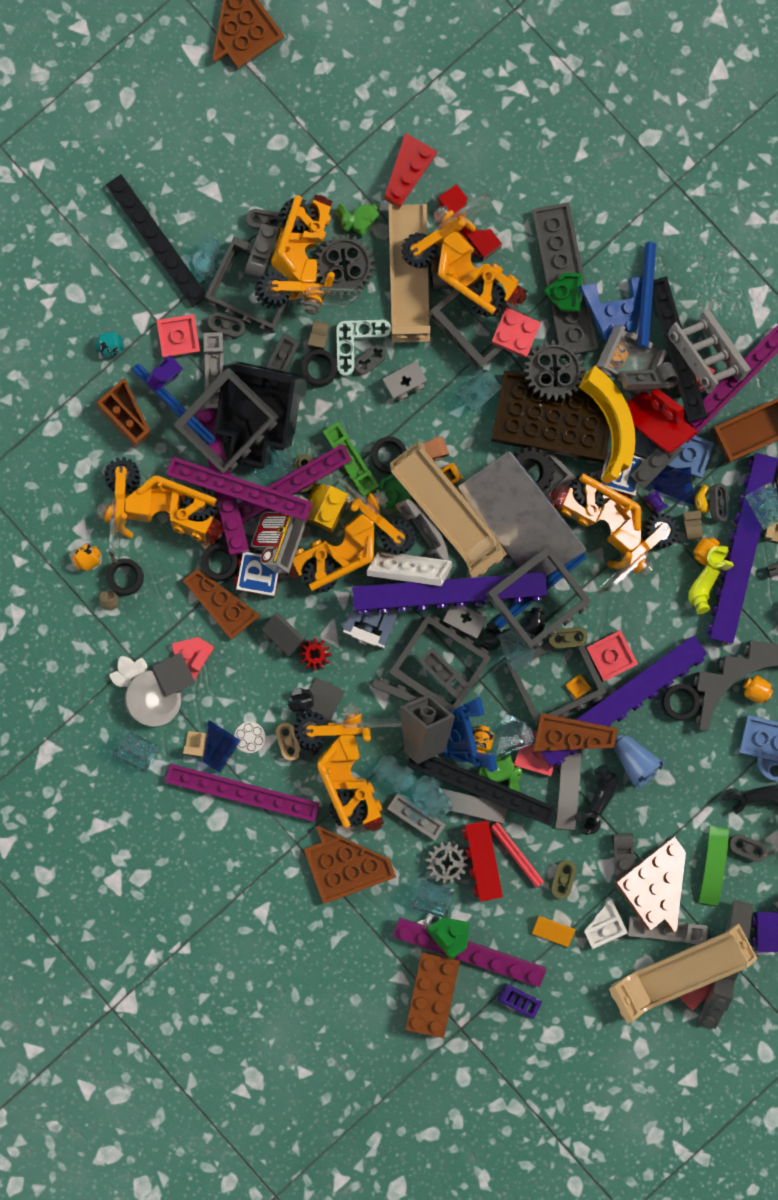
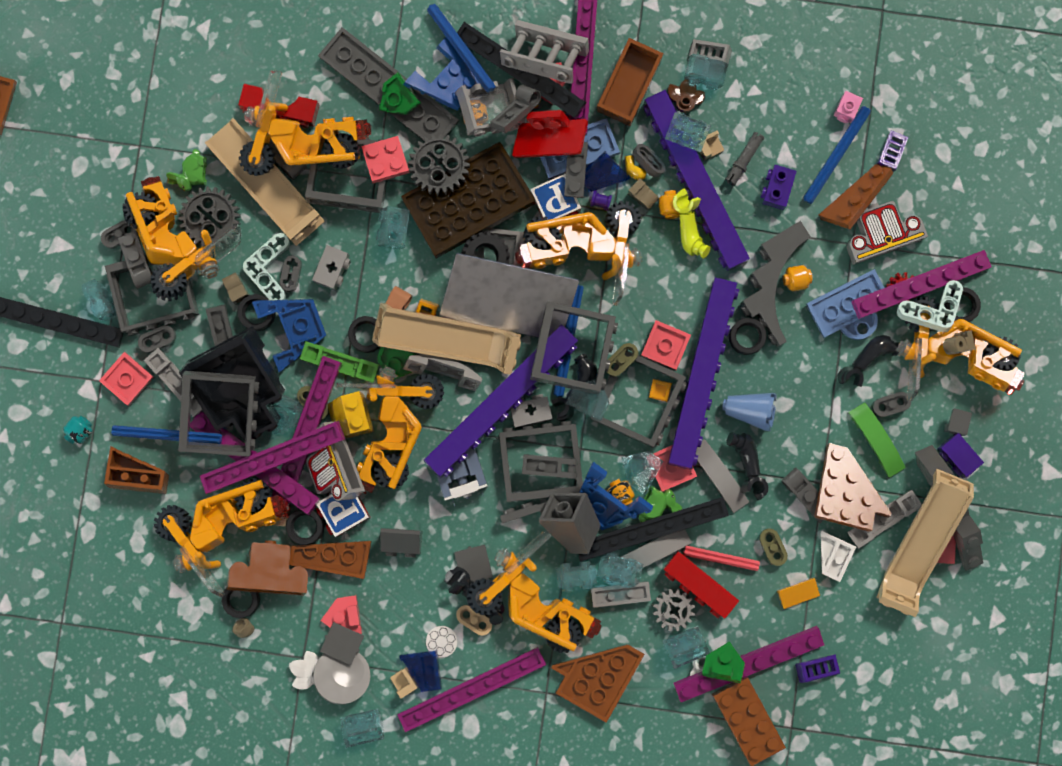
camera: 35 degrees left, 0 degrees up
(86, 557) = (198, 609): light orange head -> none
(163, 573) = (268, 571): none -> dark orange brick
(166, 373) = (140, 418): dark purple leg -> none
(315, 661) = (433, 531): red gear -> none
(345, 403) = (299, 322): none -> blue wing
(409, 568) = (455, 408): white tile -> none
(410, 166) = (197, 101): red wing -> none
(566, 733) = (680, 435): dark orange wing -> none
(619, 418) = (512, 155): yellow arch -> none

